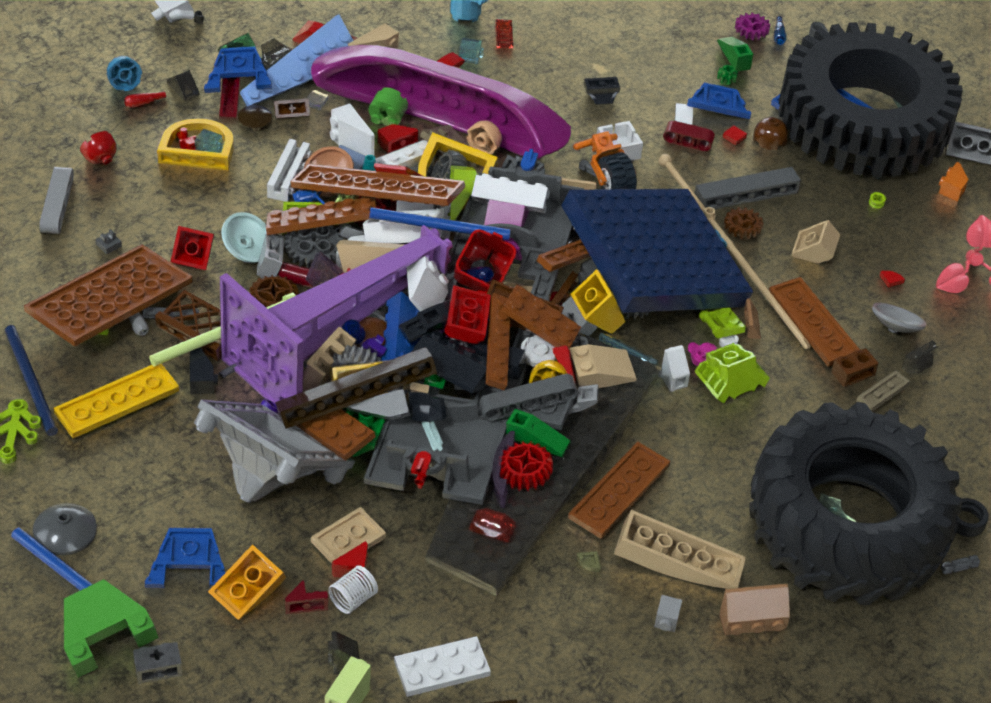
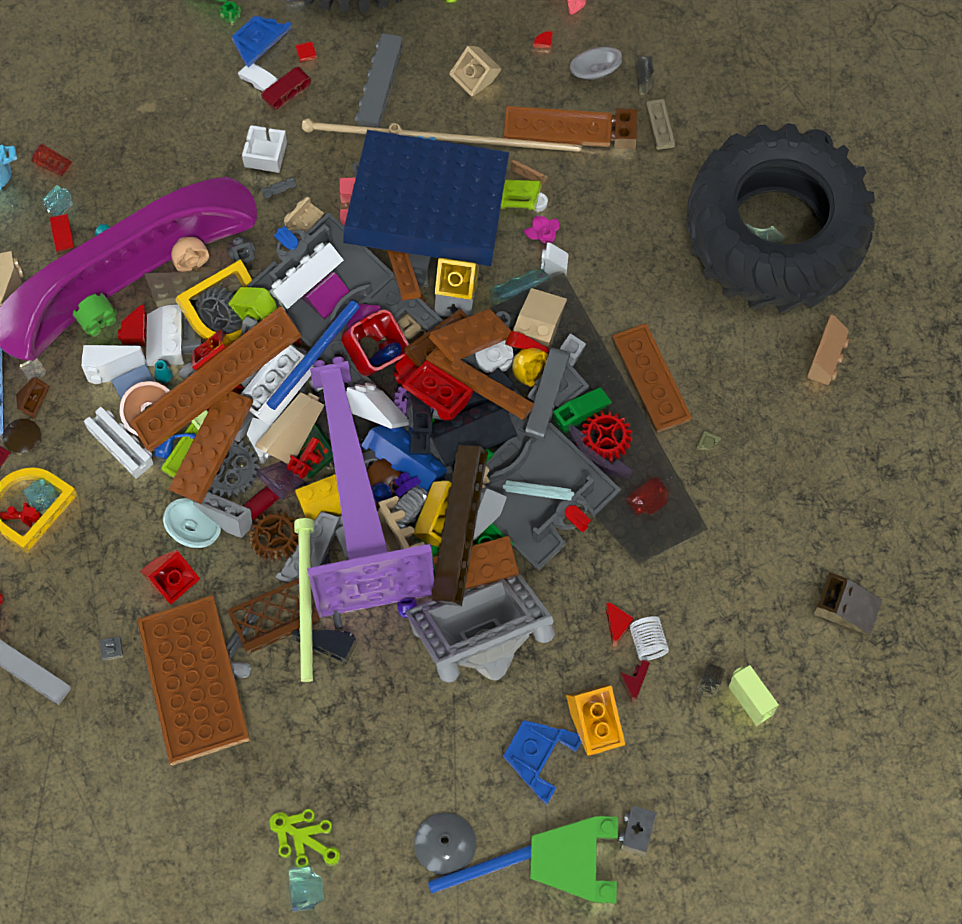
camera: 55 degrees left, 20 degrees up
(31, 381) = (250, 796): dark blue piece -> none
(115, 400) = (321, 733): yellow plate -> none
(348, 534) = (586, 613): tan plate -> none
(426, 408) = (507, 480): black slope -> none
(442, 666) = (752, 609): white plate -> none
(602, 89) = (182, 121): black slope -> none
(610, 163) = (306, 173): piece -> none
(668, 613) = (794, 414): light grey brick -> none
(678, 553) = (741, 373): tan slope -> none
(731, 372) = (578, 222): lime slope -> none
(743, 223) = (420, 112): reddish brown gear -> none
(770, 133) = (324, 23): reddish brown cylinder -> none

